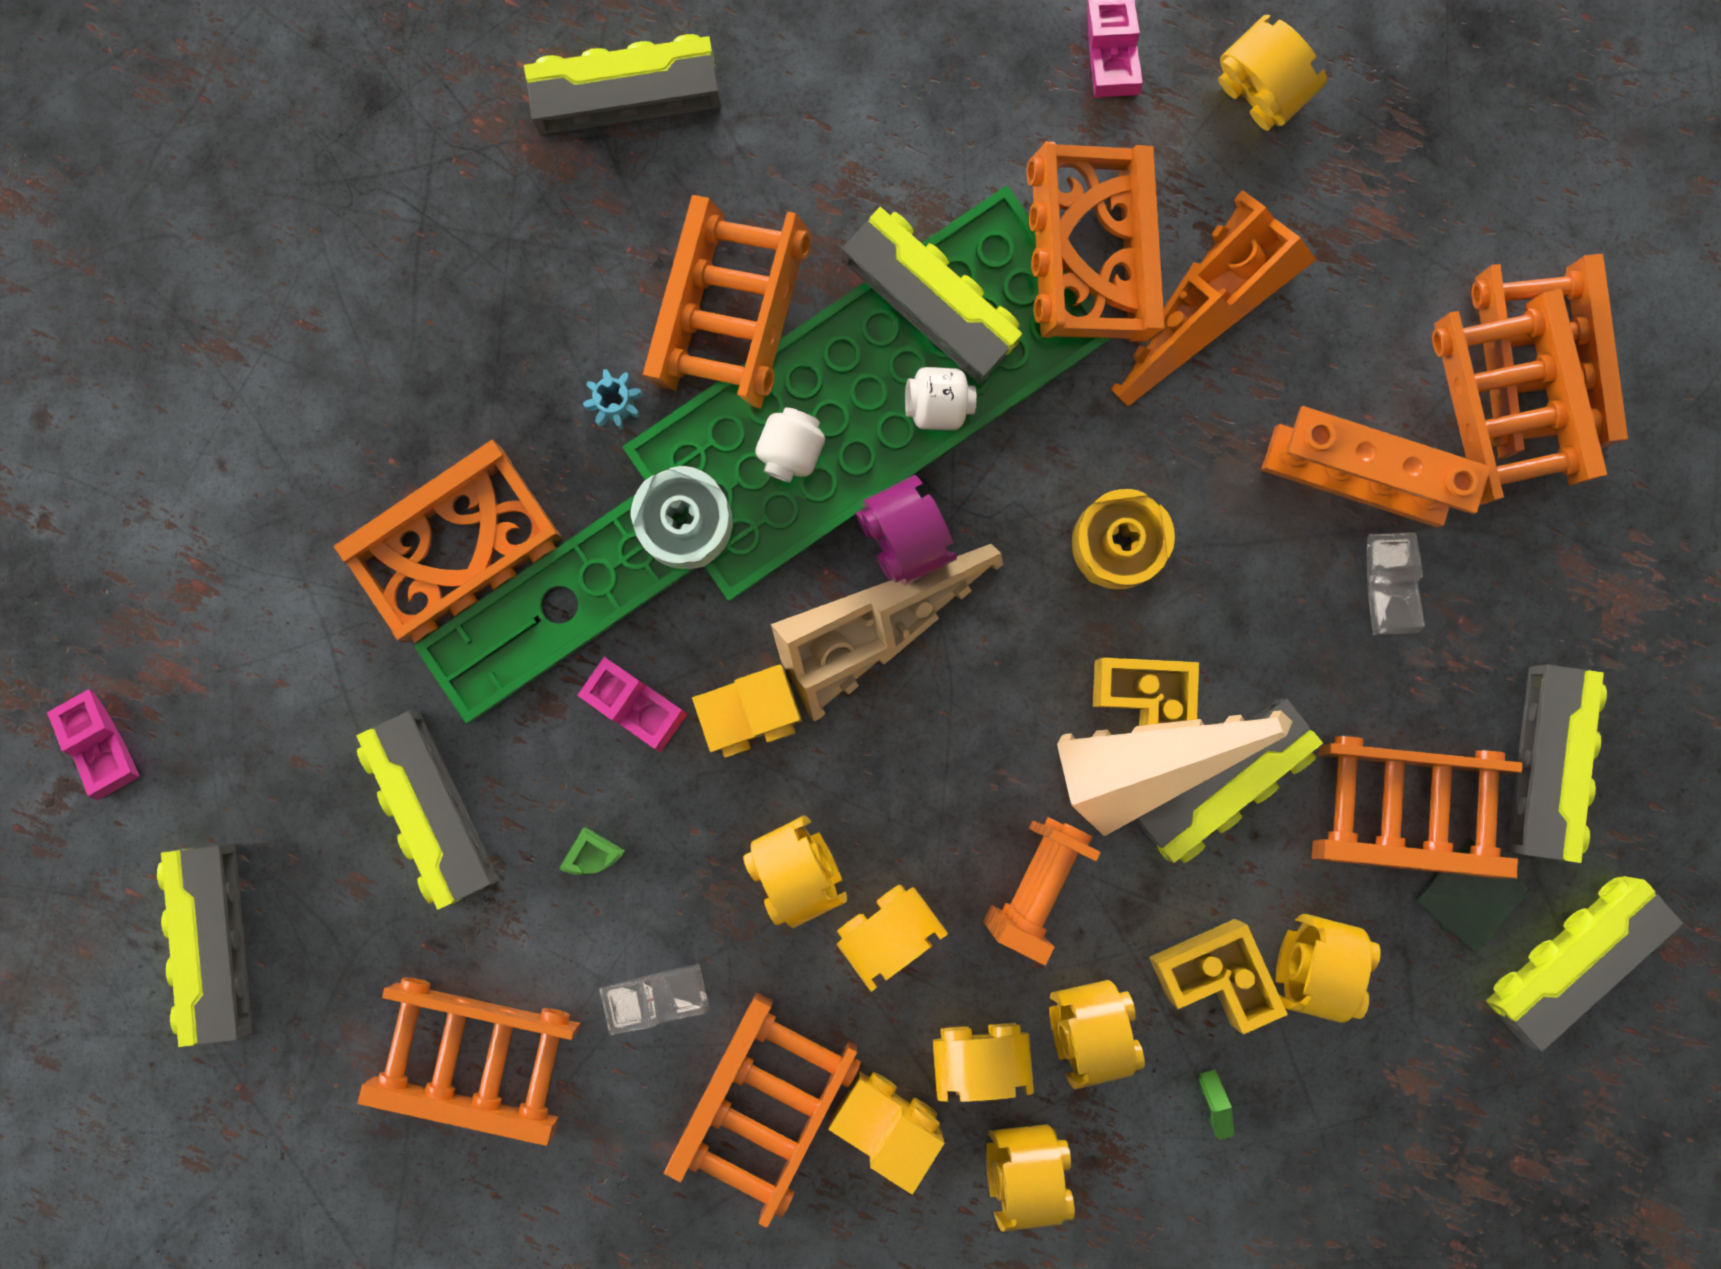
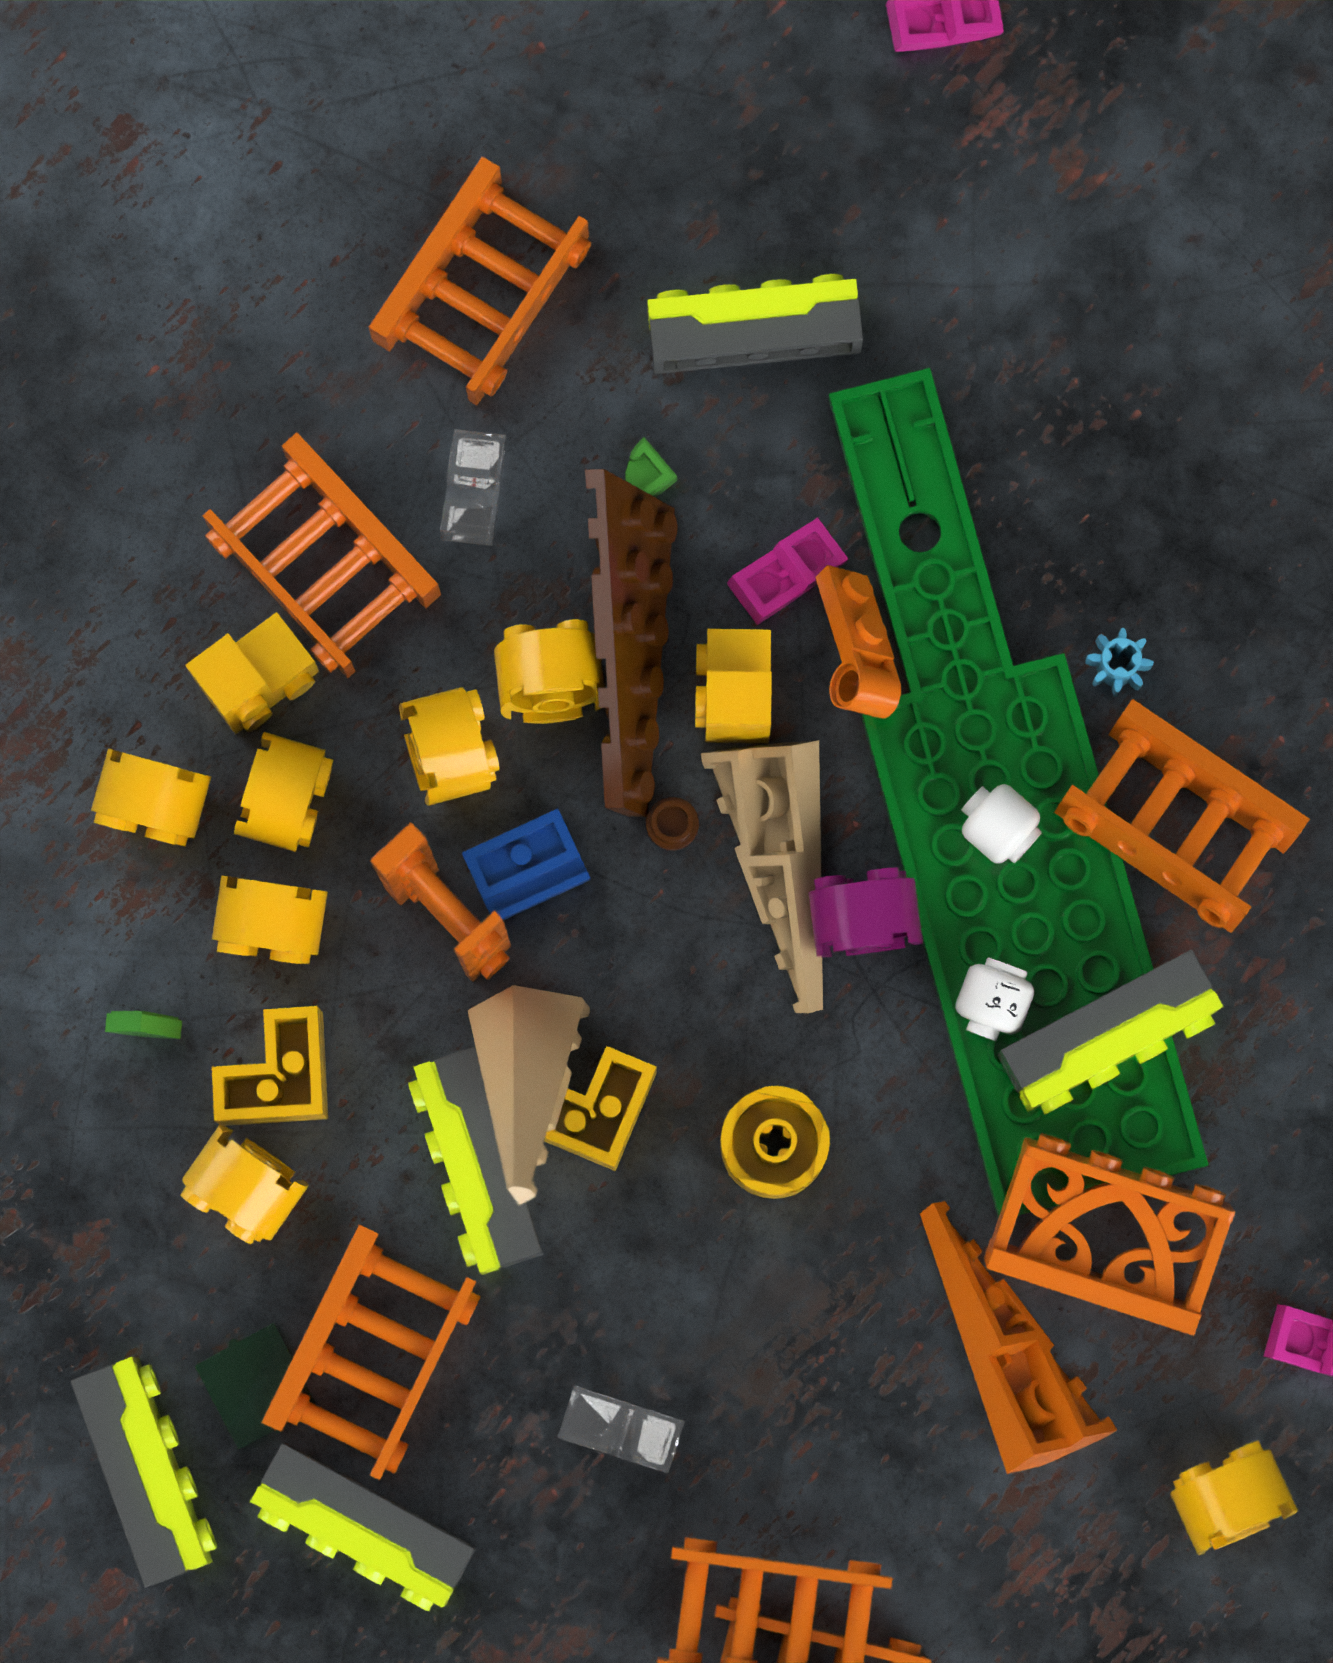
camera: 115 degrees right, 5 degrees down
(205, 945) = (699, 61): dark grey piece -> none
(384, 540) = (1053, 376): orange fence -> none
(672, 493) = (959, 653): light aqua brick -> none
(703, 600) = (867, 676): none -> orange plate
(733, 818) = (630, 629): none -> reddish brown wing
(883, 723) = (672, 823): none -> reddish brown plate
(965, 832) = (526, 865): none -> blue plate
(1375, 467) = (754, 1436): orange fence -> none

